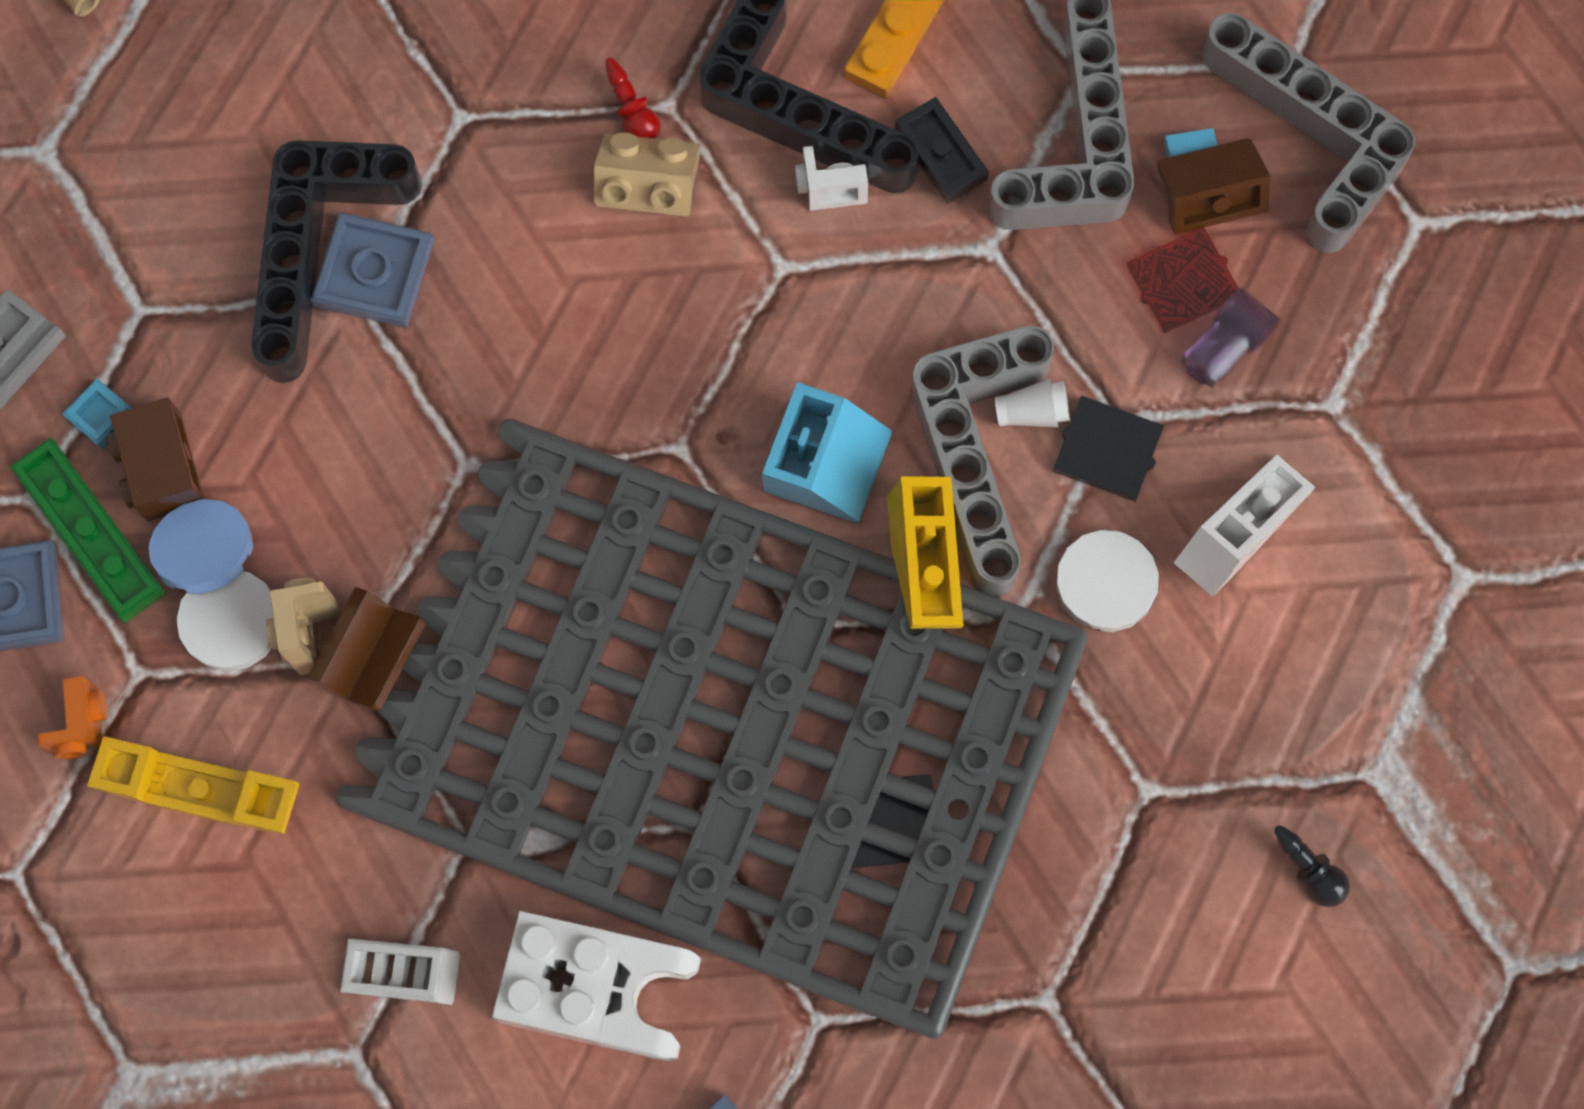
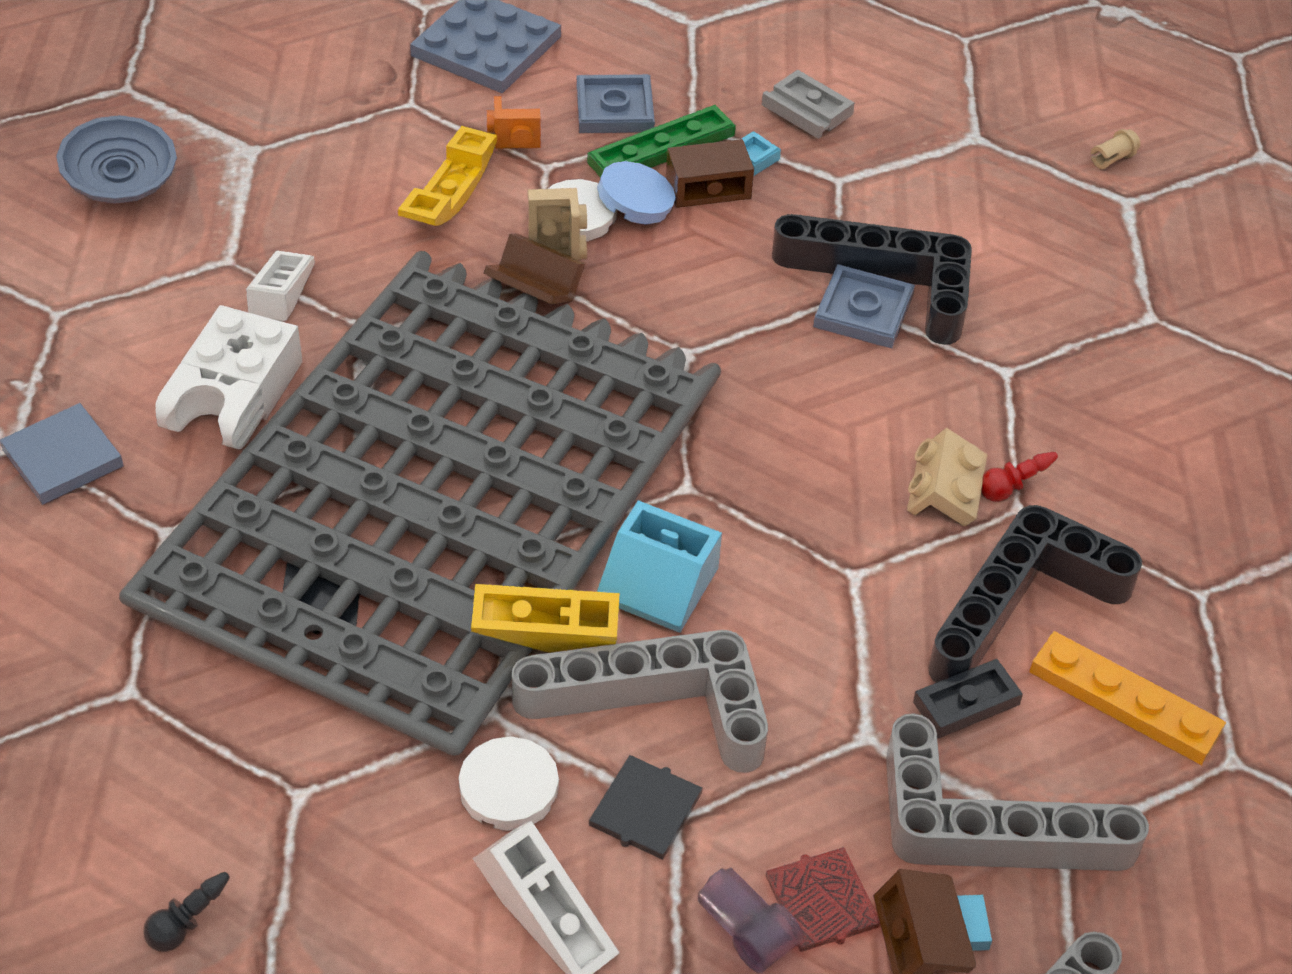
camera: 90 degrees right, 25 degrees down
(832, 187) = (931, 602): white bracket -> none
(1035, 405) = (693, 745): white cone -> none

